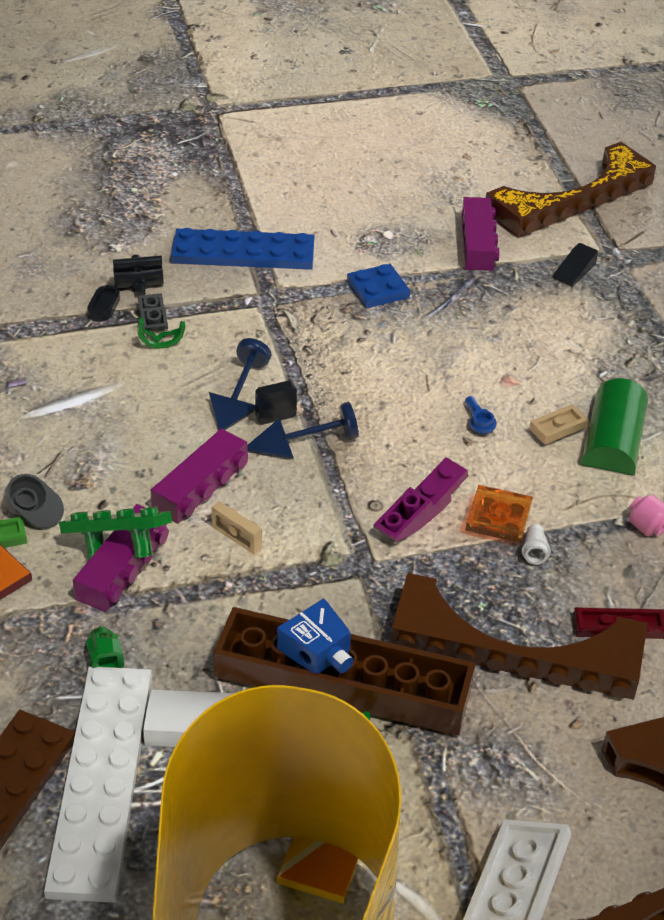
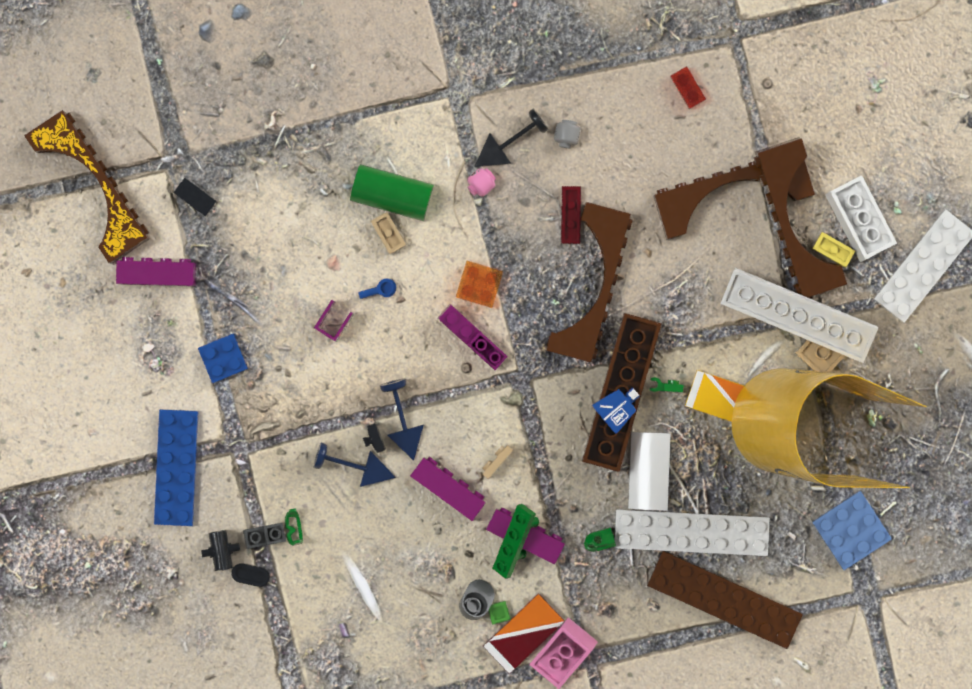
camera: 85 degrees left, 45 degrees up
(433, 367) = (324, 315): none -> magenta piece
(536, 547) = (507, 262): white cone -> none

